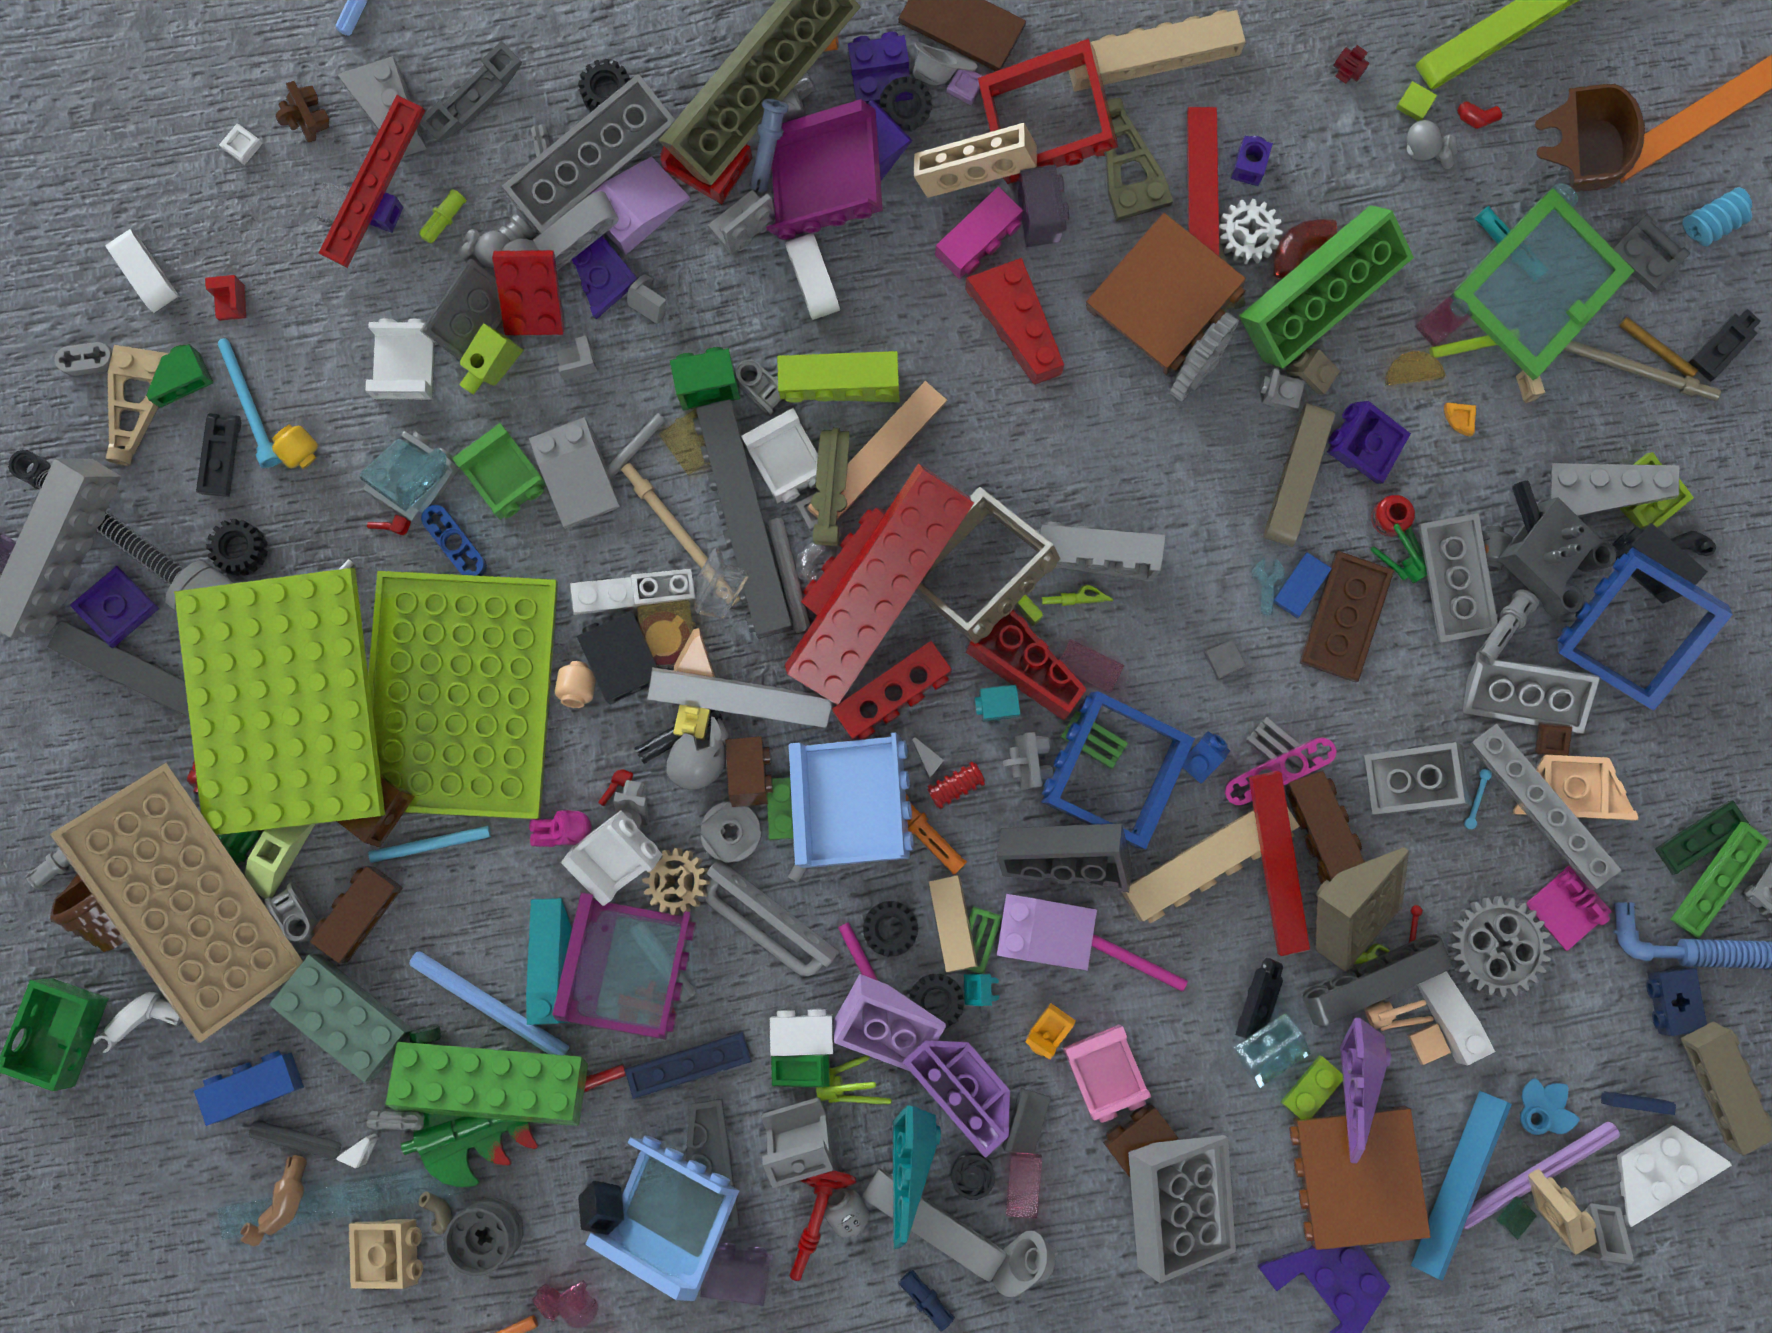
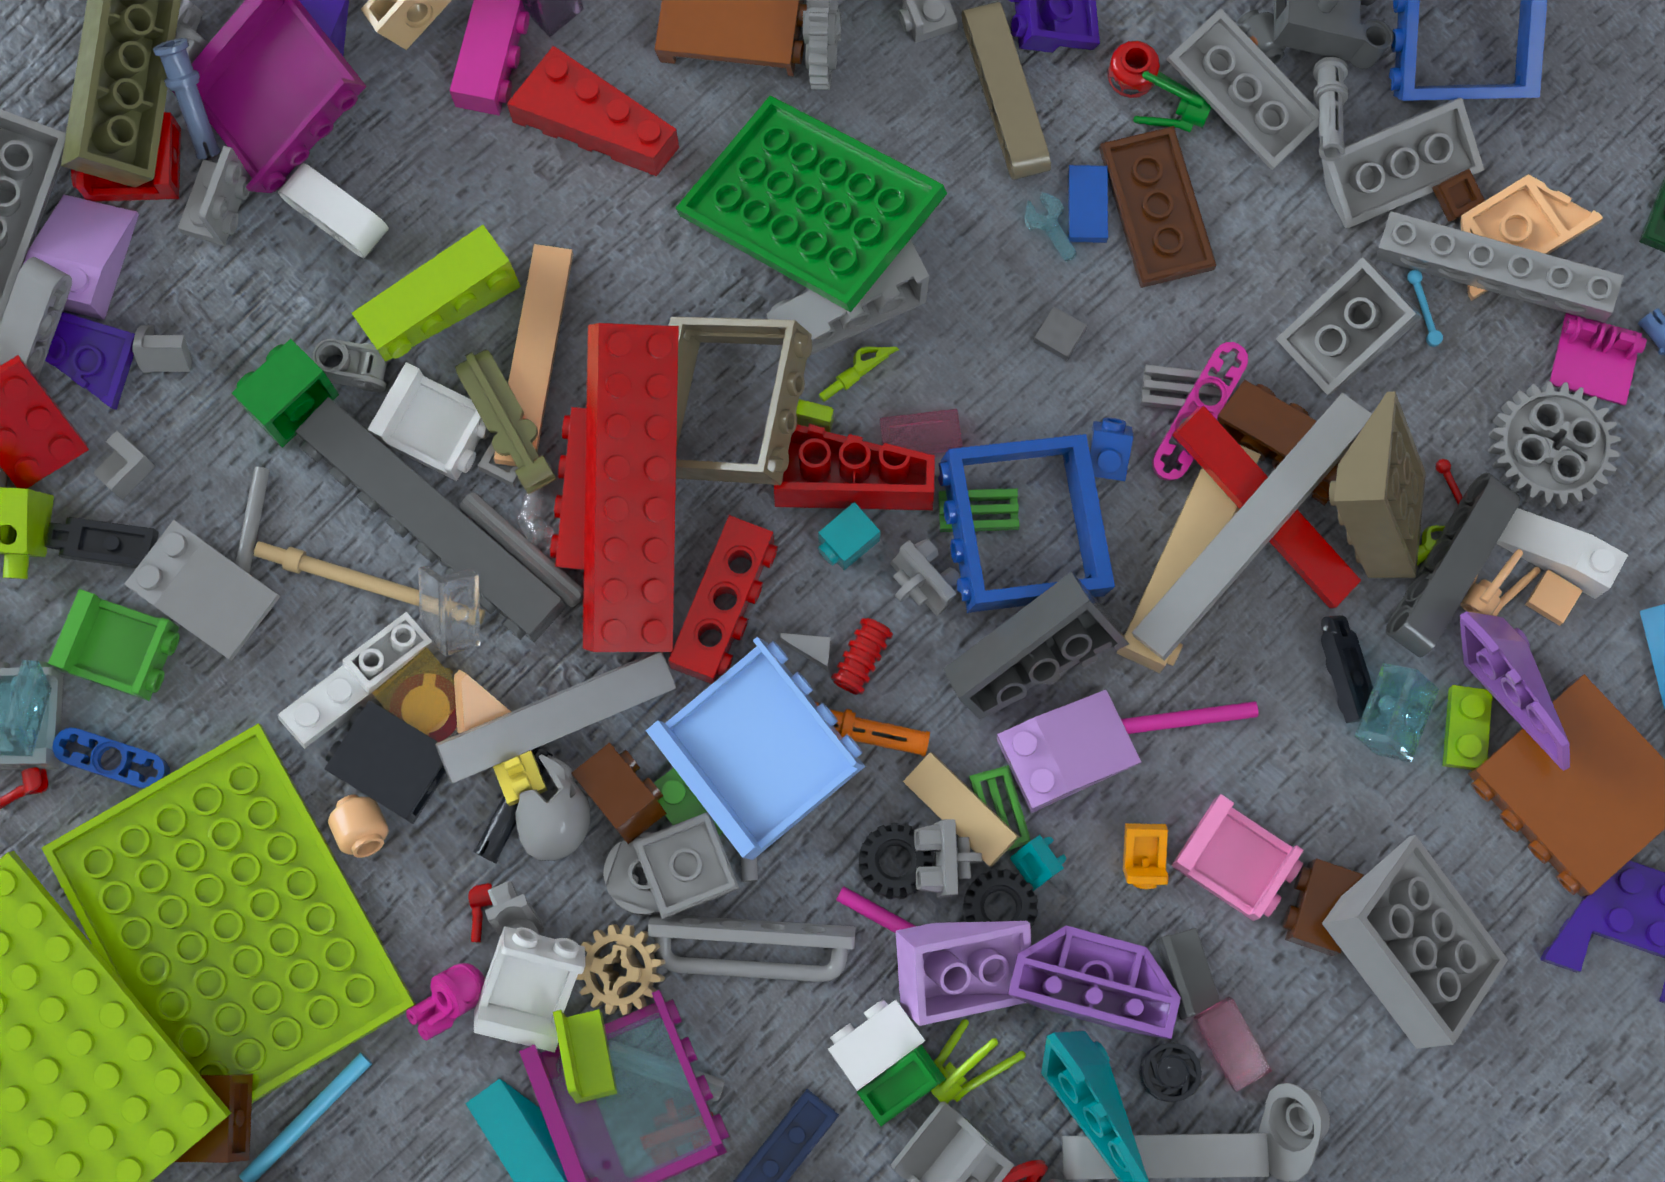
camera: 35 degrees left, 5 degrees down
(533, 400) = (101, 541): none -> black hinge
(619, 921) = (585, 1055): none -> lime panel
(684, 443) = (308, 481): clear yellow piece -> none
(758, 844) = (685, 865): none -> light grey tile
(912, 960) = (942, 840): none -> light grey hips
(1119, 470) = (811, 202): none -> green plate
(1261, 871) = (1252, 527): none -> light grey tile

